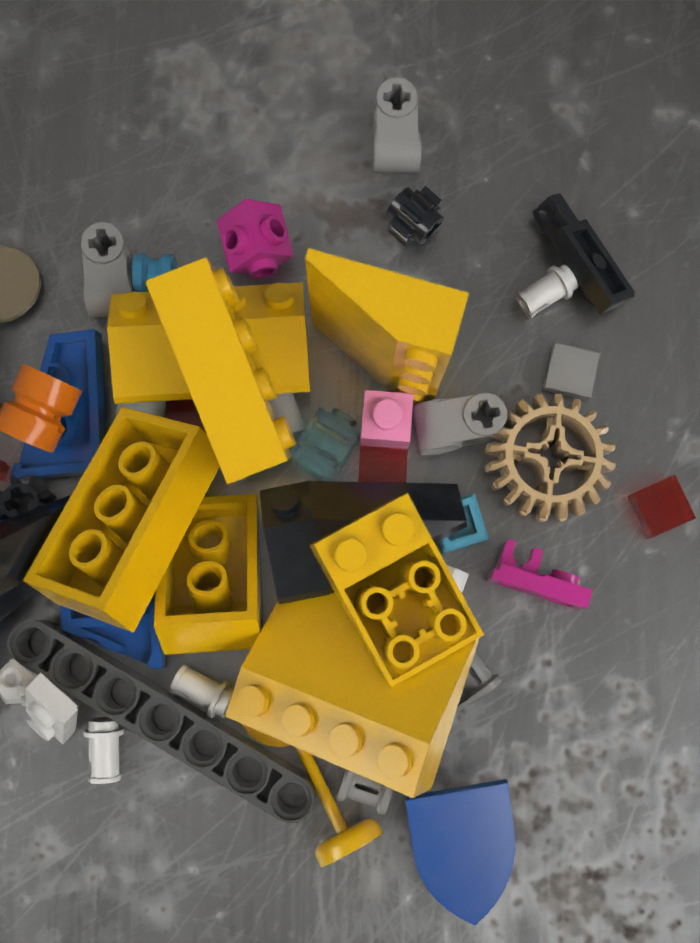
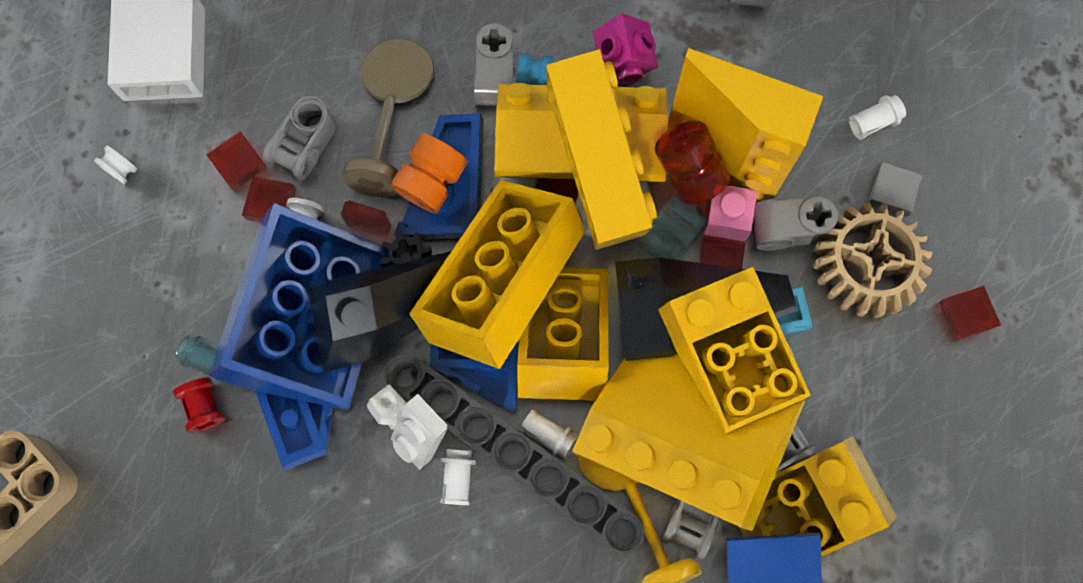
camera: 10 degrees right, 5 degrees down
(335, 369) = (692, 162): none -> clear red wheel
(414, 215) = (765, 42): black gear -> none
(515, 734) = (826, 495): none -> yellow slope
(557, 588) = (871, 374): dark pink plate -> none
(583, 254) = (910, 83): black hinge -> none

